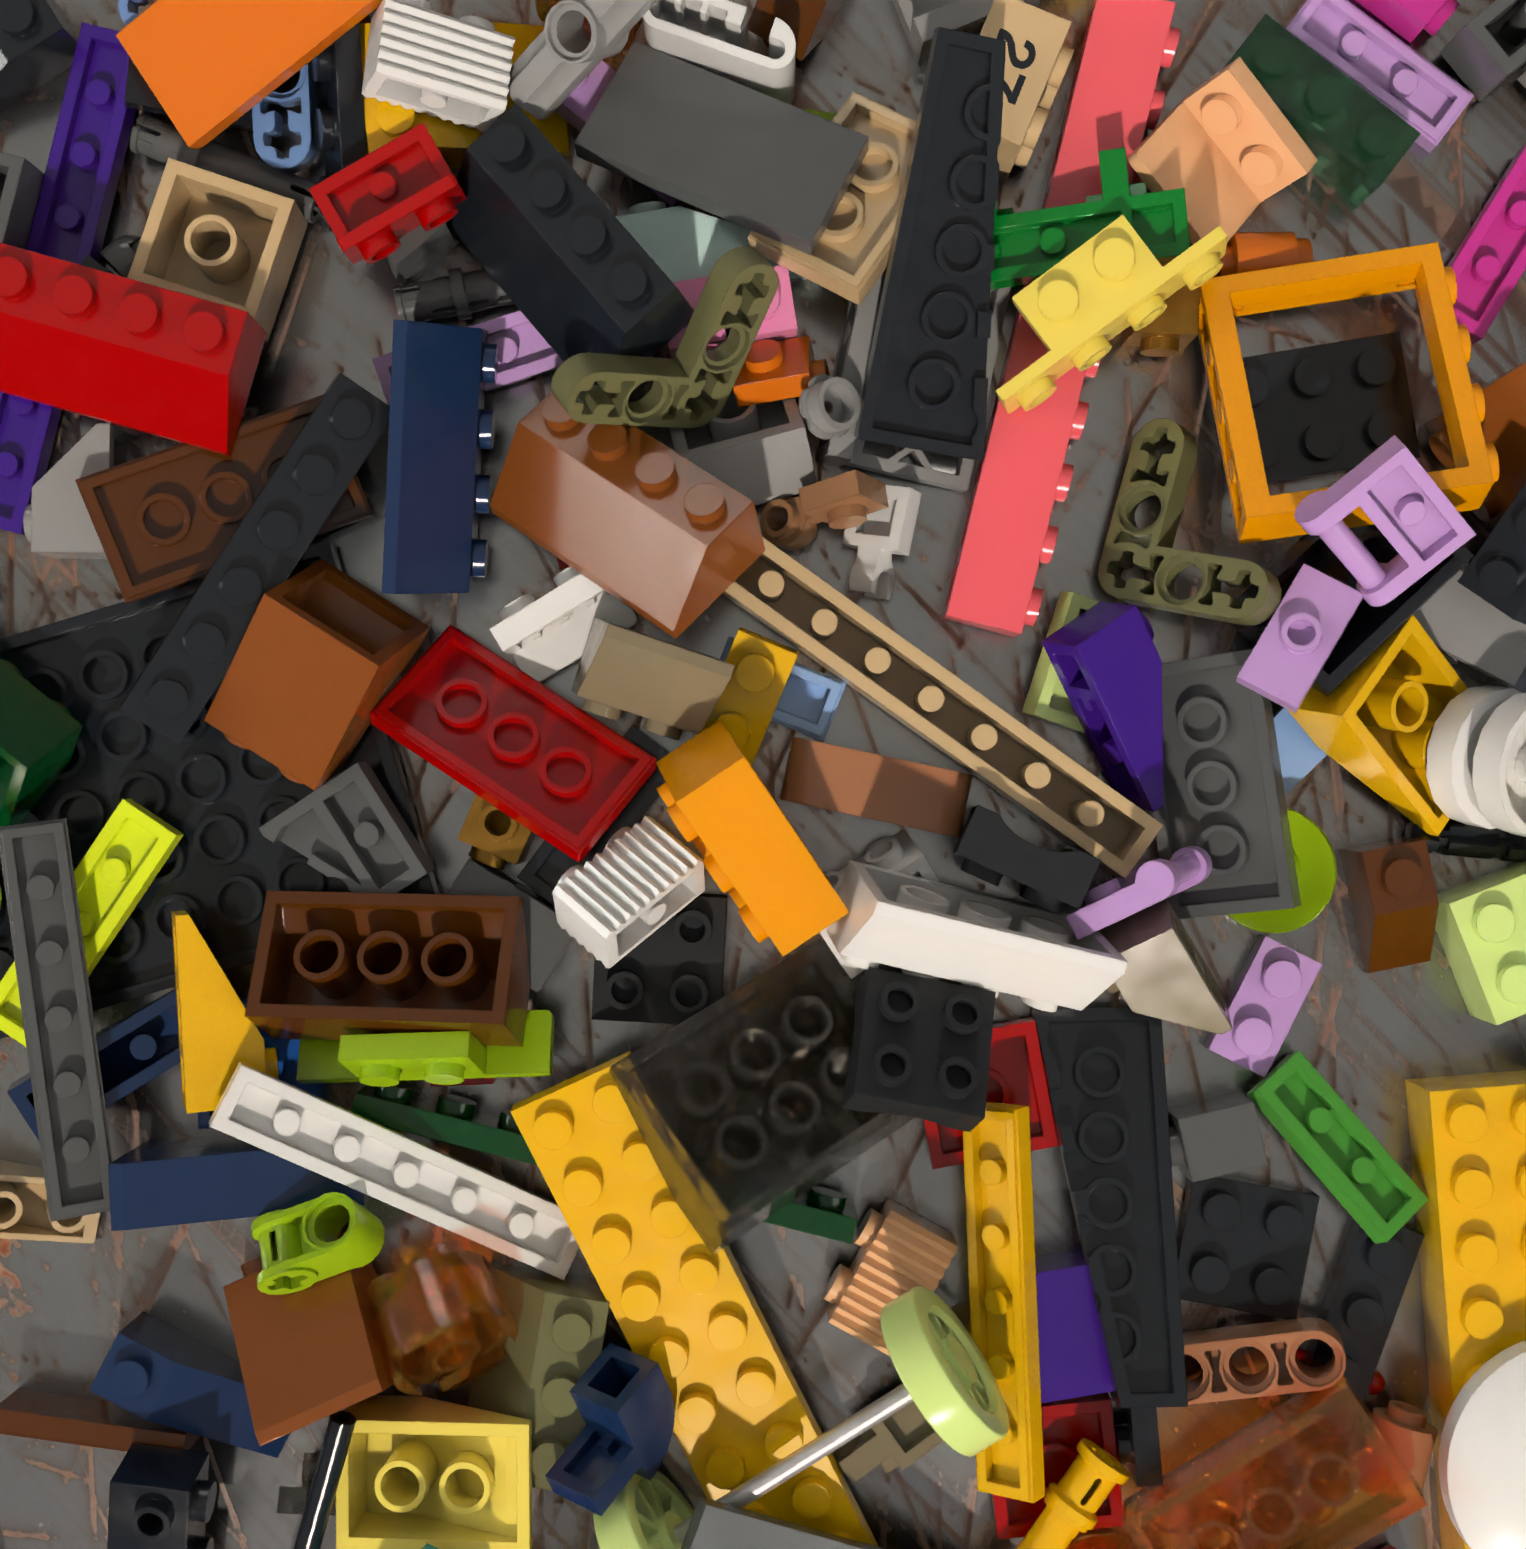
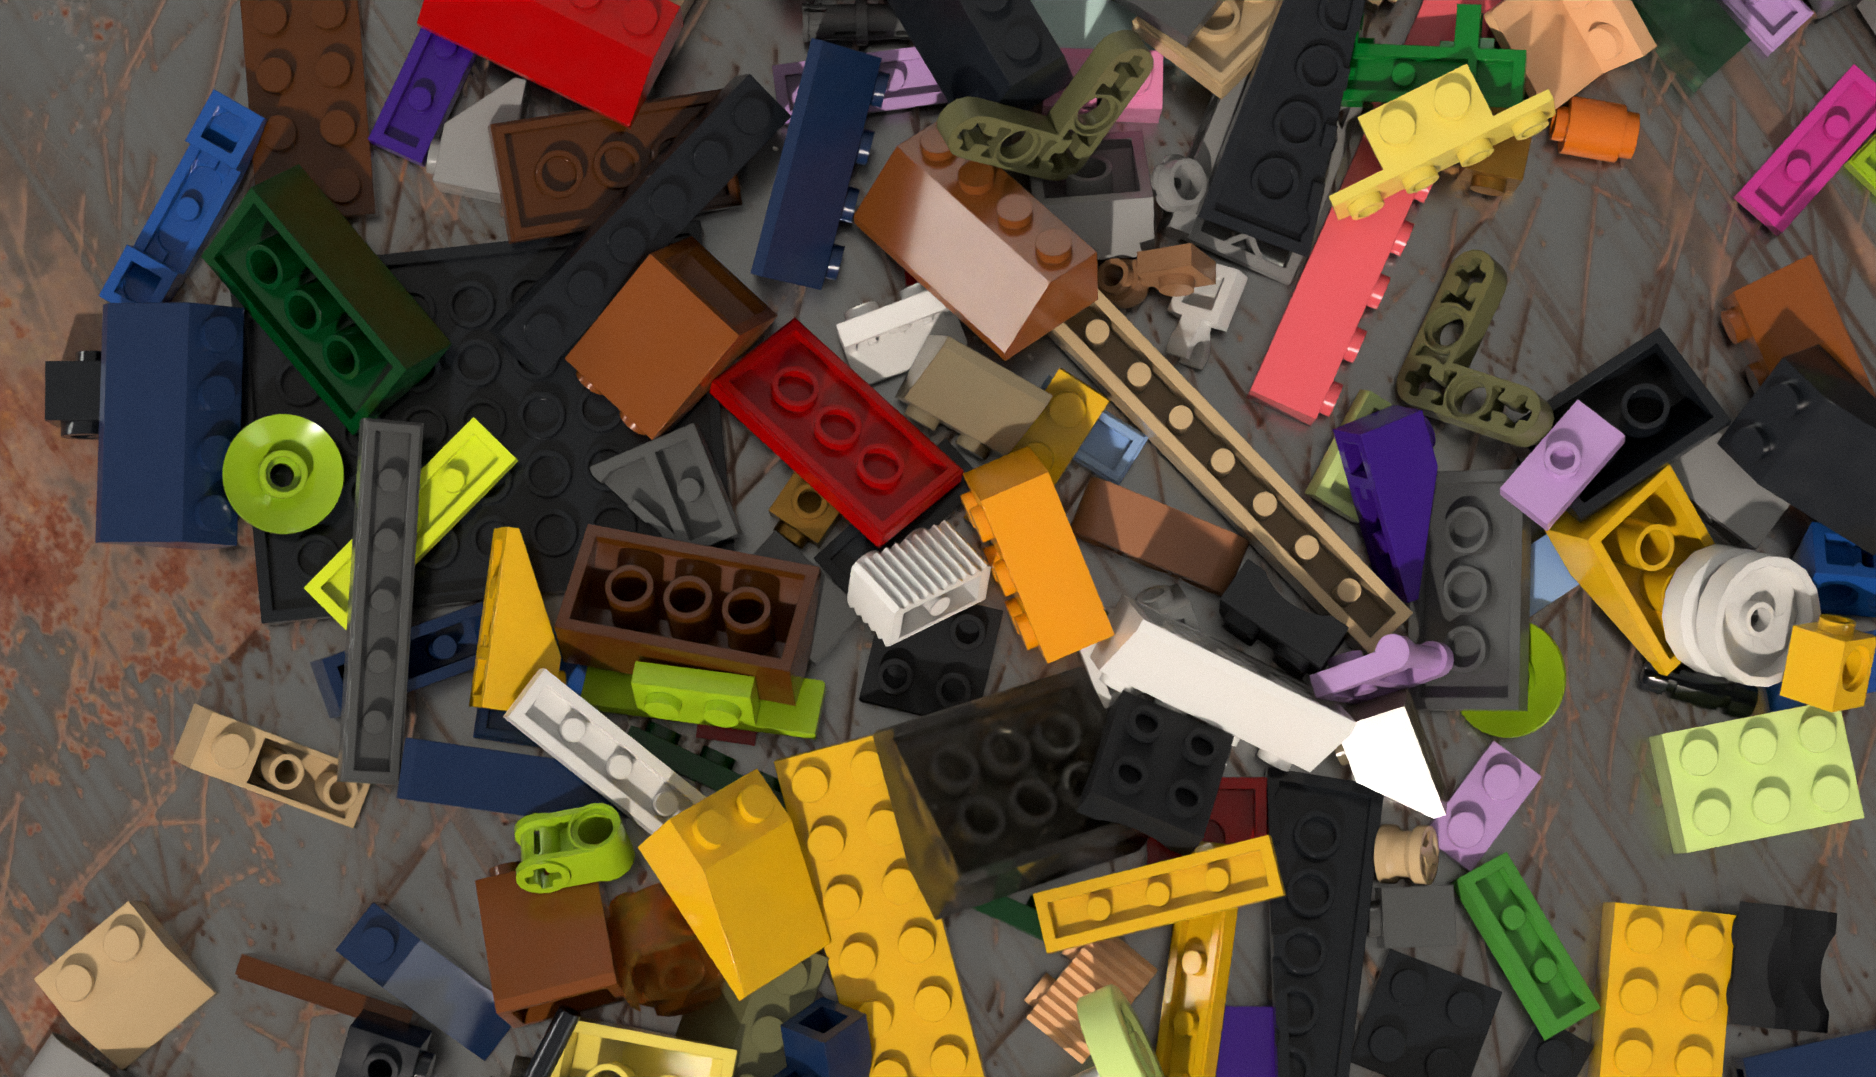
camera: 10 degrees right, 5 degrees down
(498, 1255) = (740, 882): none -> yellow slope
(777, 371) = (1137, 143): orange bracket -> none
(947, 1179) = (1159, 894): none -> yellow plate
(1196, 1075) = (1406, 854): none -> tan wheel
(1324, 281) = (1640, 354): light orange window -> none
(1328, 406) = (1619, 270): black plate -> none
(1392, 901) = (1615, 731): reddish brown slope -> none
(1404, 508) = (1667, 364): lavender plate -> none

